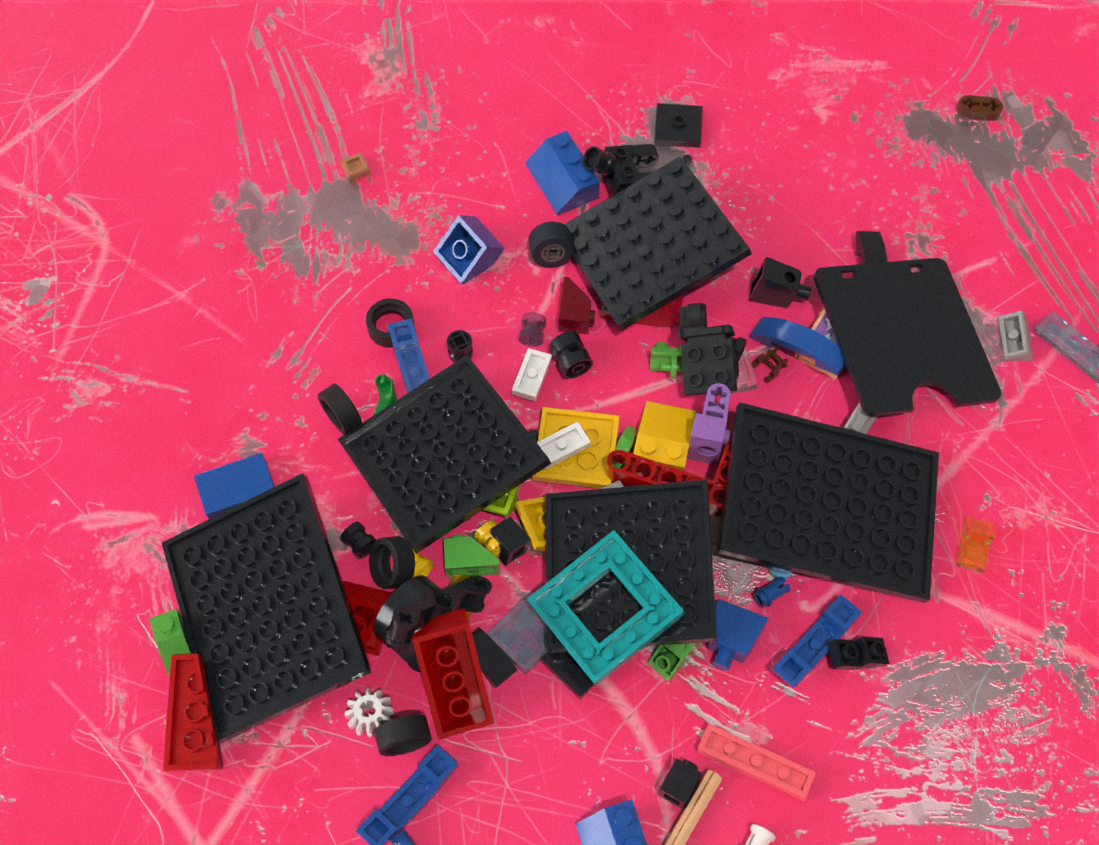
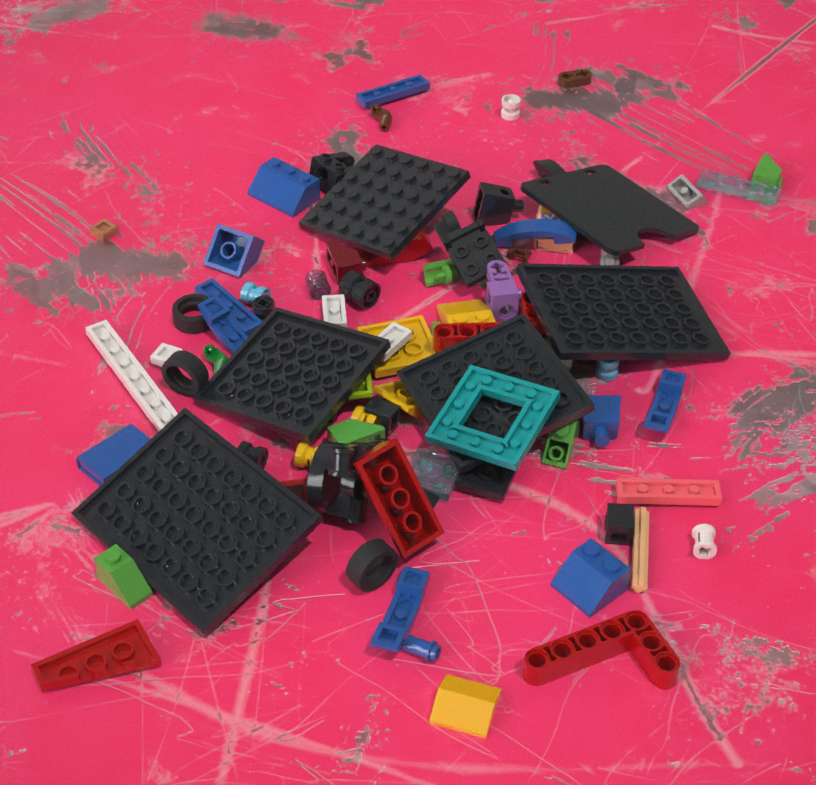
camera: 25 degrees left, 20 degrees down
(115, 729) = (104, 656): none -> red wing
(190, 723) = (172, 626): red wing -> none
(295, 391) = (131, 374): none -> white plate
(338, 370) = (162, 353): none -> white plate
(357, 716) = (329, 565): white gear -> none
(380, 562) = (276, 455): black tyre -> none
(428, 327) = (238, 312): none -> blue plate
(461, 319) = (251, 291): none -> medium azure wheel
(551, 244) = (302, 228): black wheel -> none
(599, 160) = (313, 164): black wheel -> none
(678, 125) = (356, 140): black plate -> none
(726, 98) = (382, 115): none -> reddish brown arm
(754, 61) = (393, 91): none -> blue plate
(771, 592) = (610, 385): blue pin -> none
(858, 654) = (701, 401): black slope -> none
(876, 132) = (510, 107): none -> wheel
(975, 544) = (739, 314): slope -> none

